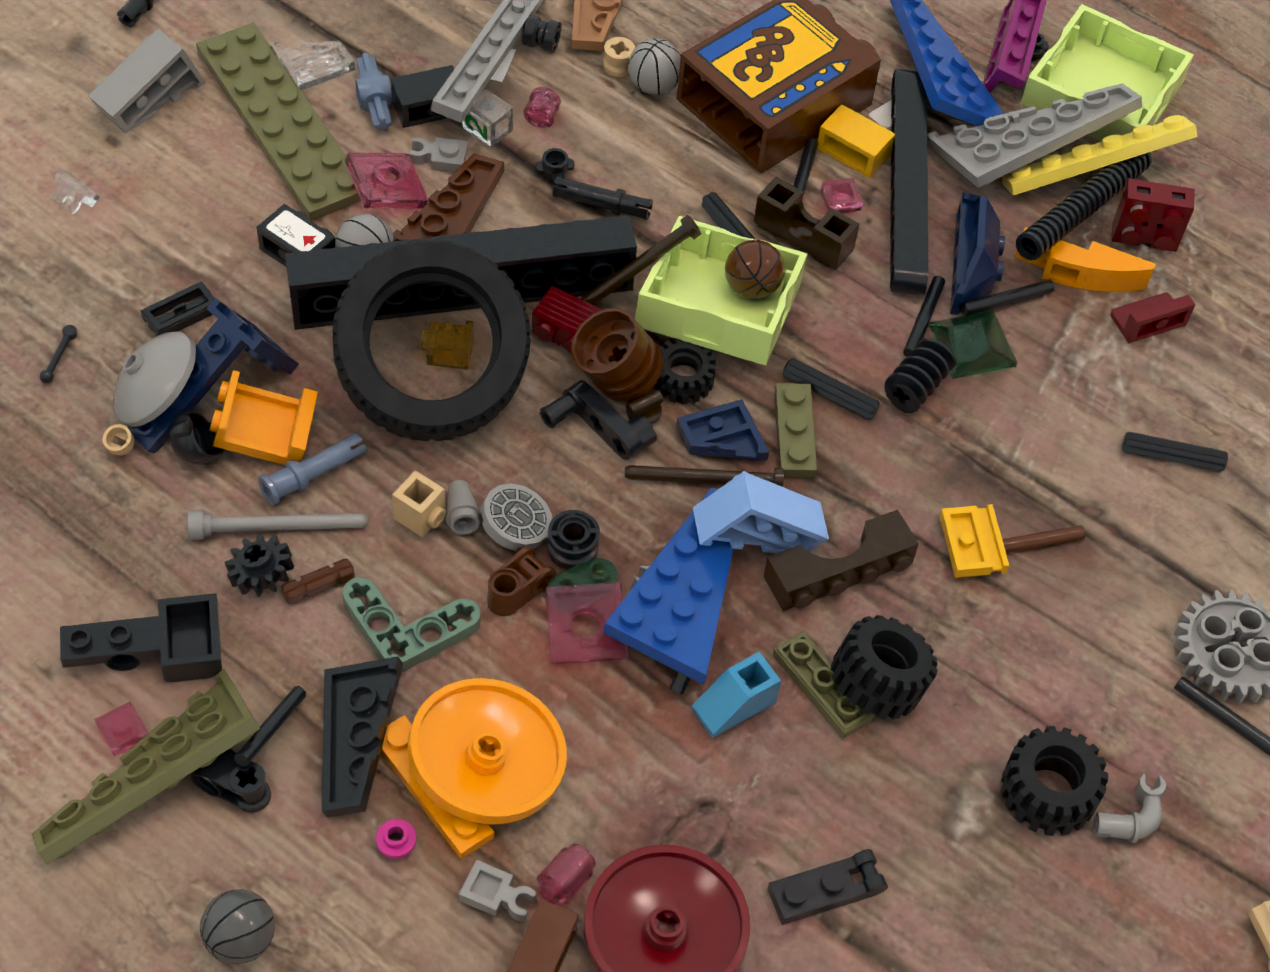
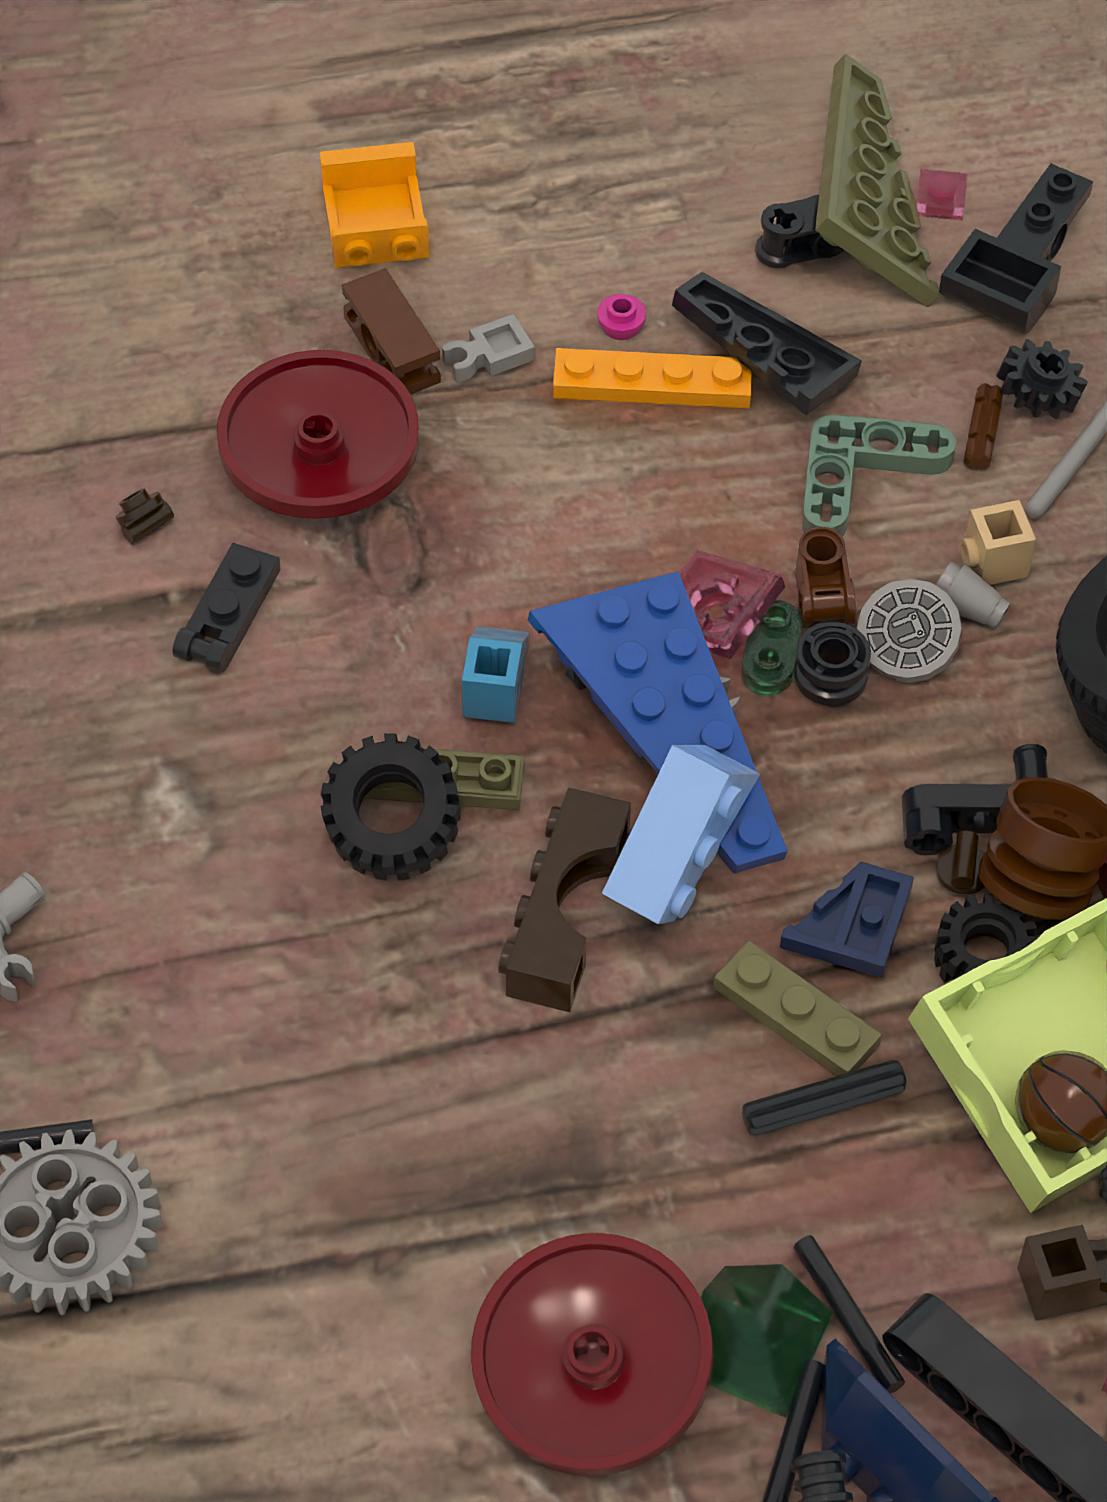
camera: 135 degrees right, 0 degrees up
(237, 926) = (638, 144): dark grey piece -> none
(270, 726) = (829, 277): black bar -> none
(487, 751) = (638, 415): light orange dish -> none
(566, 874) = (452, 408): clear pink brick -> none
(690, 475) = (740, 925): dark brown bar -> none
(919, 375) = (748, 1199): black piece -> none
(973, 541) = (466, 1064): yellow plate -> none
(1044, 539) = (401, 1154): reddish brown piece -> none
(1058, 380) = (592, 1354): none -> dark red dish
(1065, 756) = (107, 836): black tyre -> none
(1175, 451) = (371, 1431): black axle -> none

